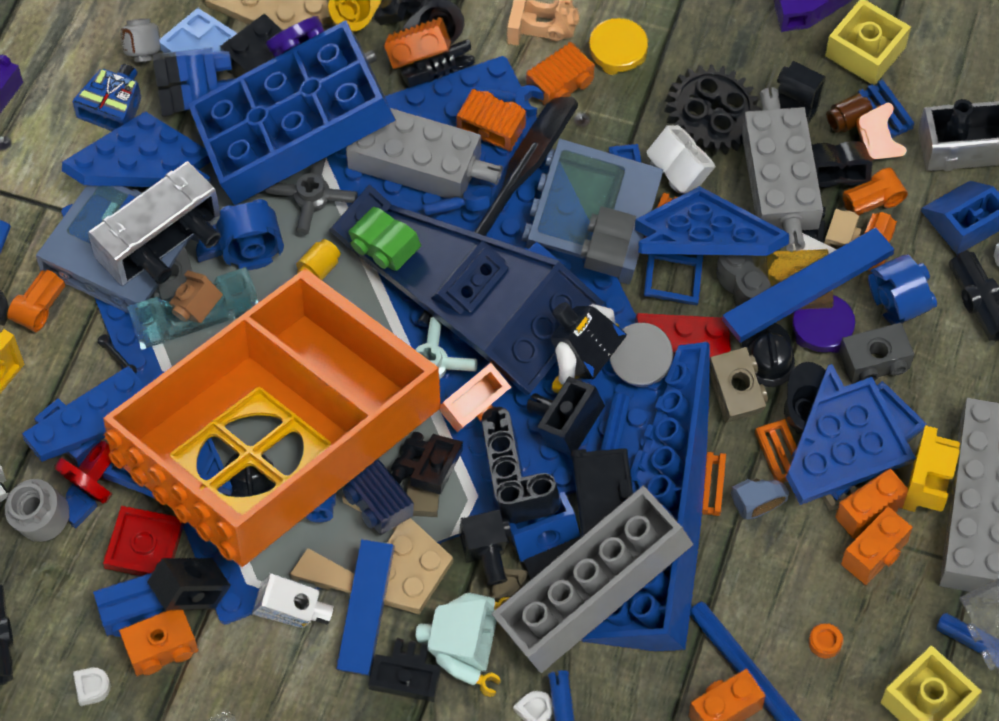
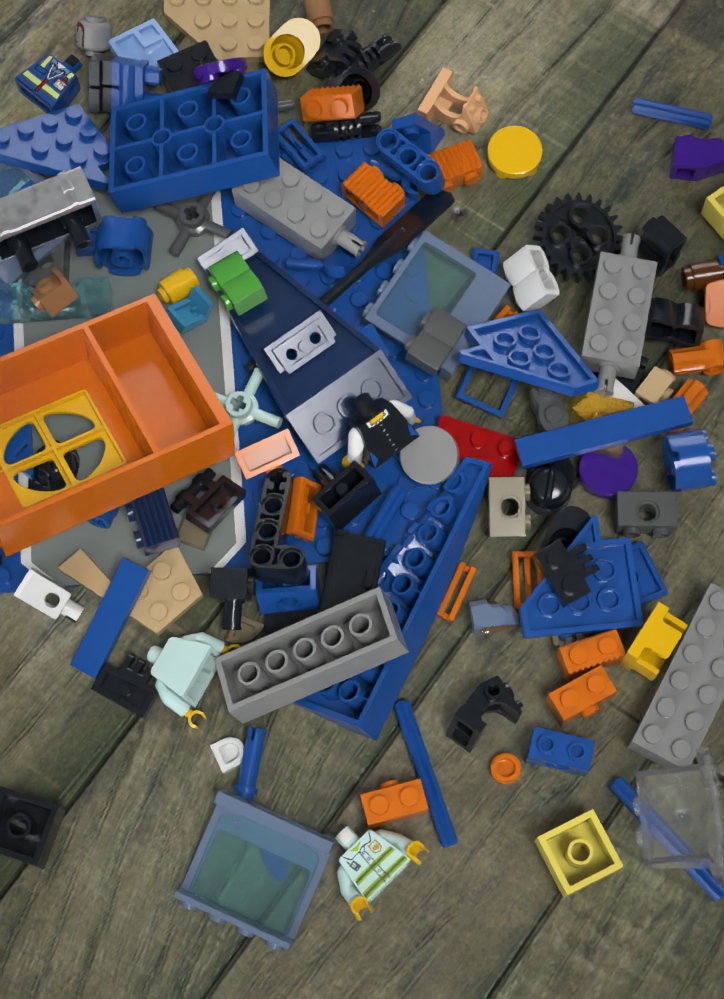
camera: 20 degrees right, 10 degrees up
(311, 47) = (226, 86): none -> black tile
(345, 277) = (190, 311): none -> dark azure bracket
(393, 96) = (311, 162): none -> blue tile
(513, 66) = (404, 151): none -> blue beam
(518, 48) = (419, 131): none -> blue slope
(530, 442) = (301, 508): none -> orange tile
(778, 596) = (467, 722): none -> black tile
(821, 424) = (565, 571): none -> black hinge
(875, 605) = (560, 751): none -> blue brick

